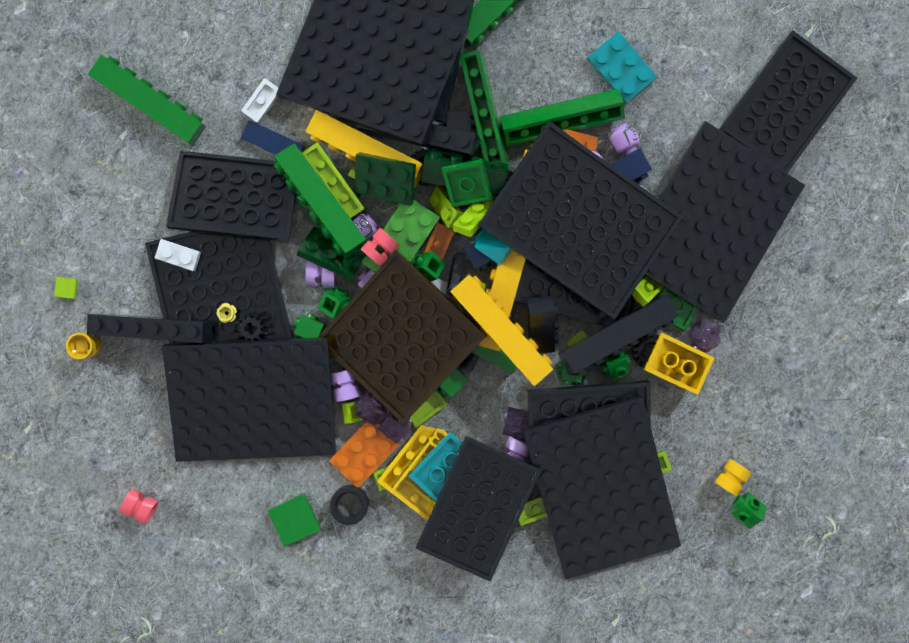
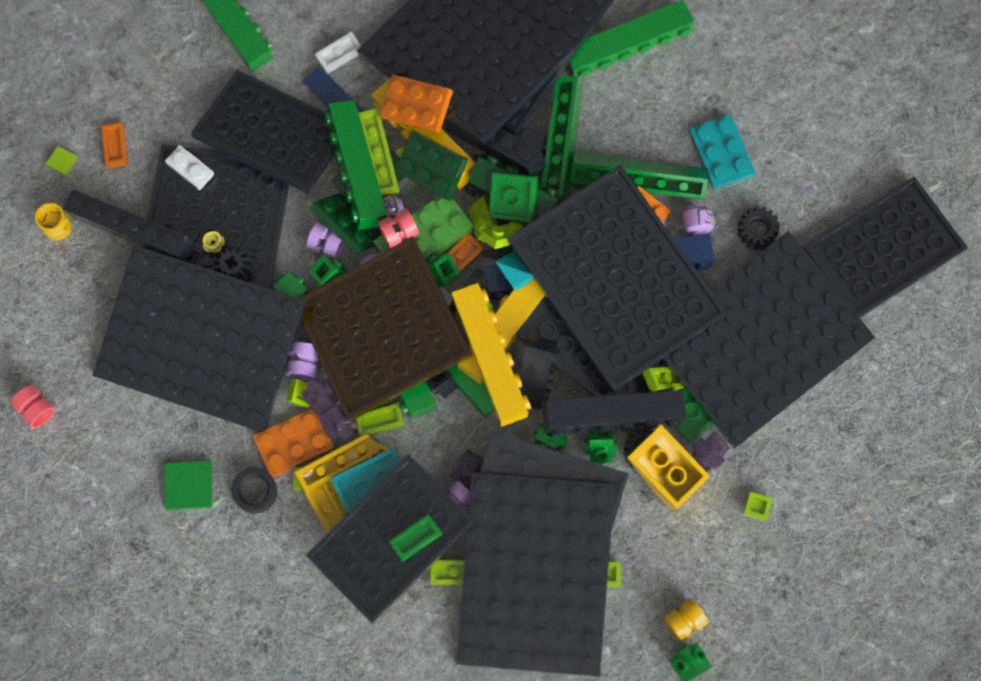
camera: 30 degrees right, 15 degrees down
(104, 256) = (114, 145): none -> orange tile
(350, 129) = (416, 104): none -> orange plate
(499, 502) = (415, 537): none -> green tile
(668, 134) = (758, 240): none -> black tyre
(757, 363) = (758, 506): none -> lime plate

